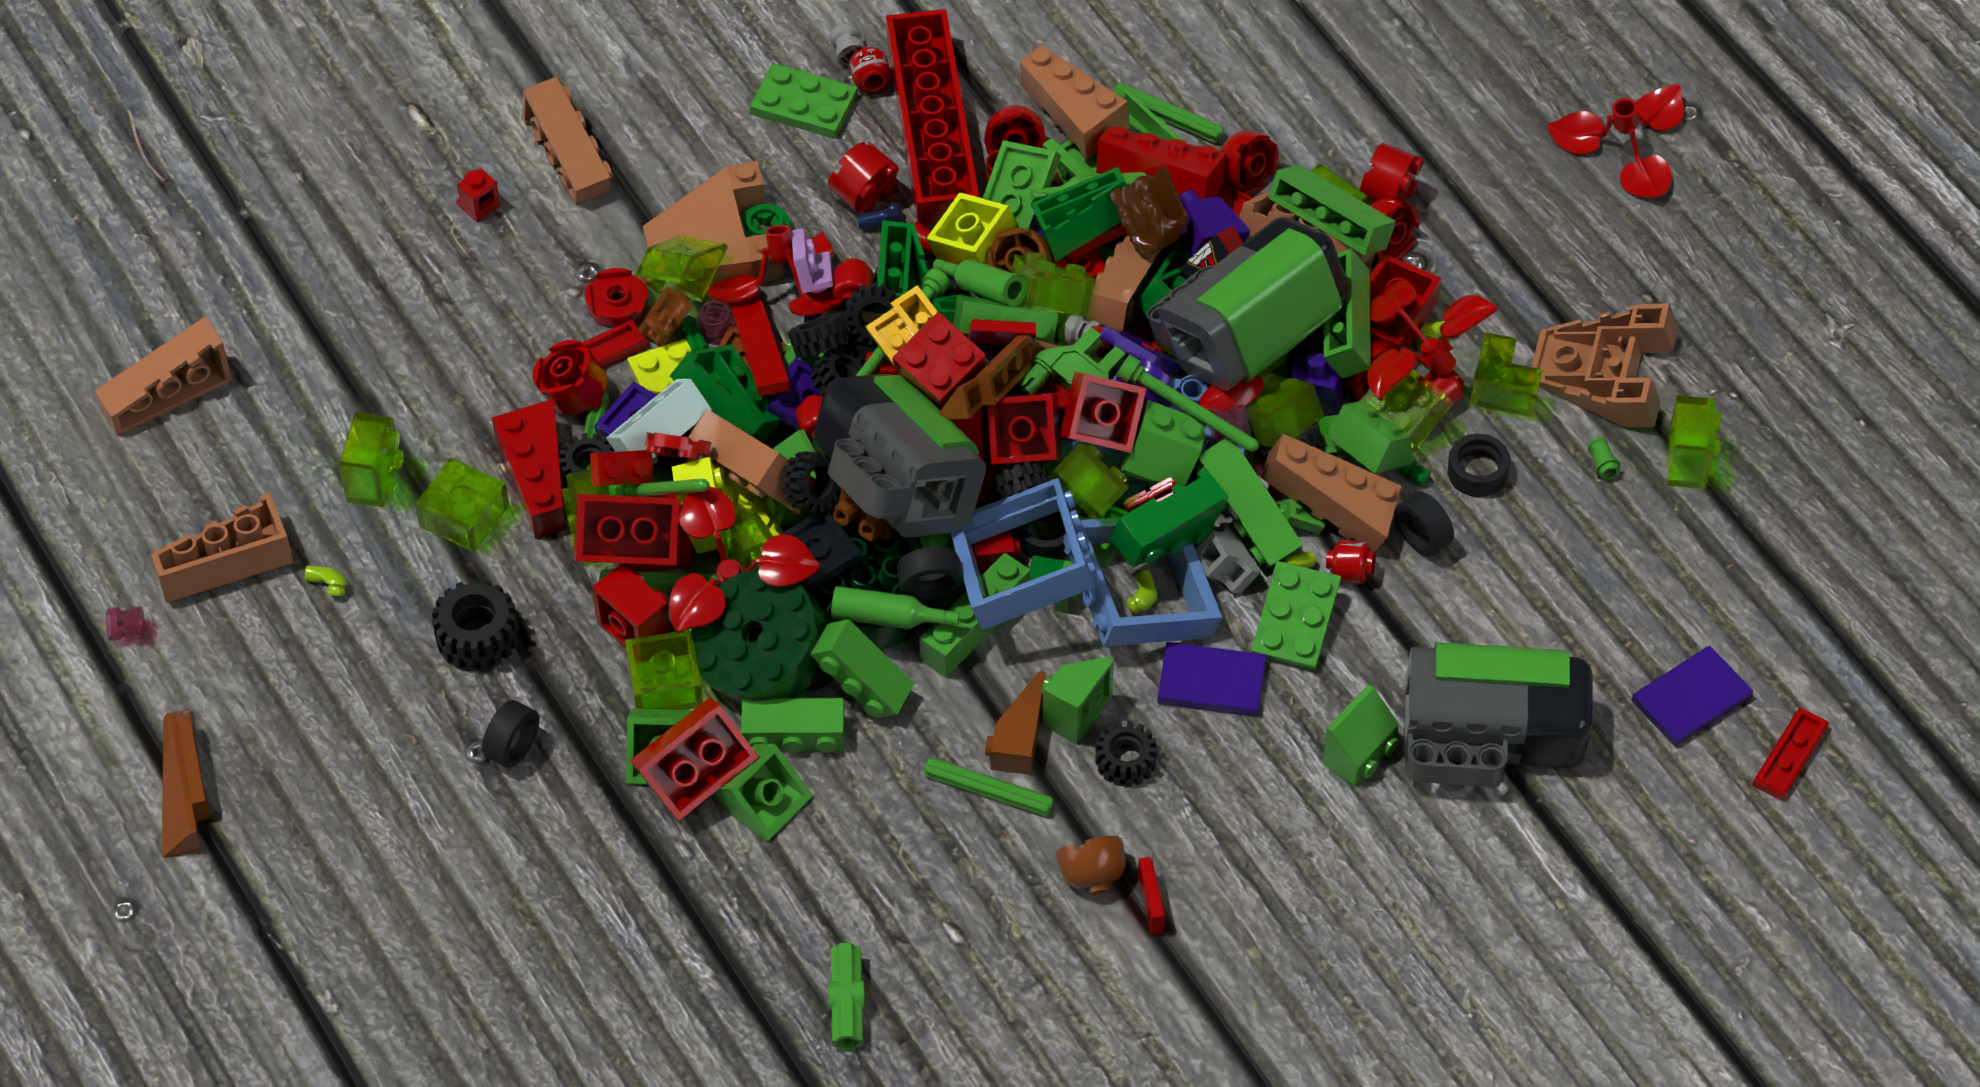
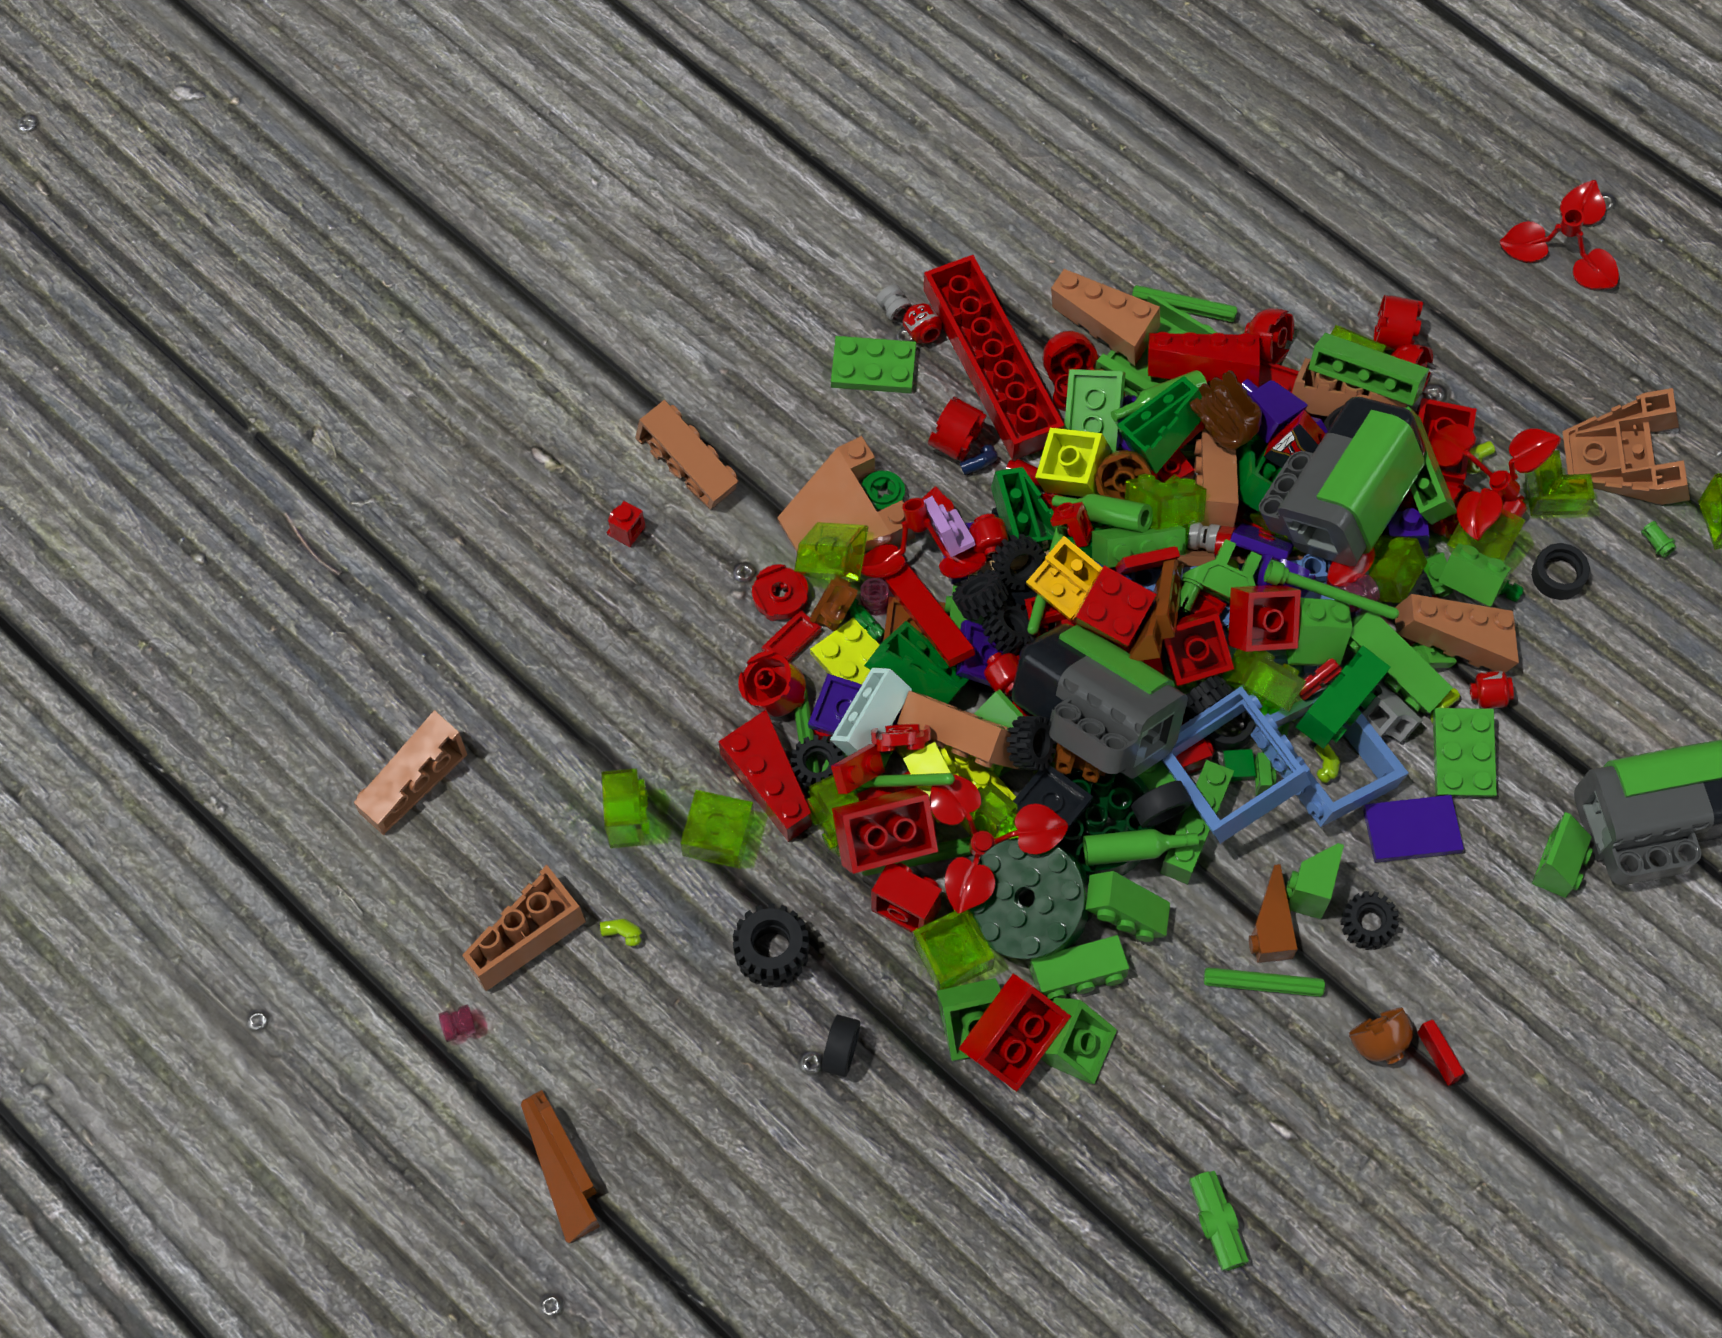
camera: 15 degrees left, 10 degrees up
(944, 282) = (1077, 522): none -> red bracket
(1424, 524) = (1542, 640): black tyre -> none

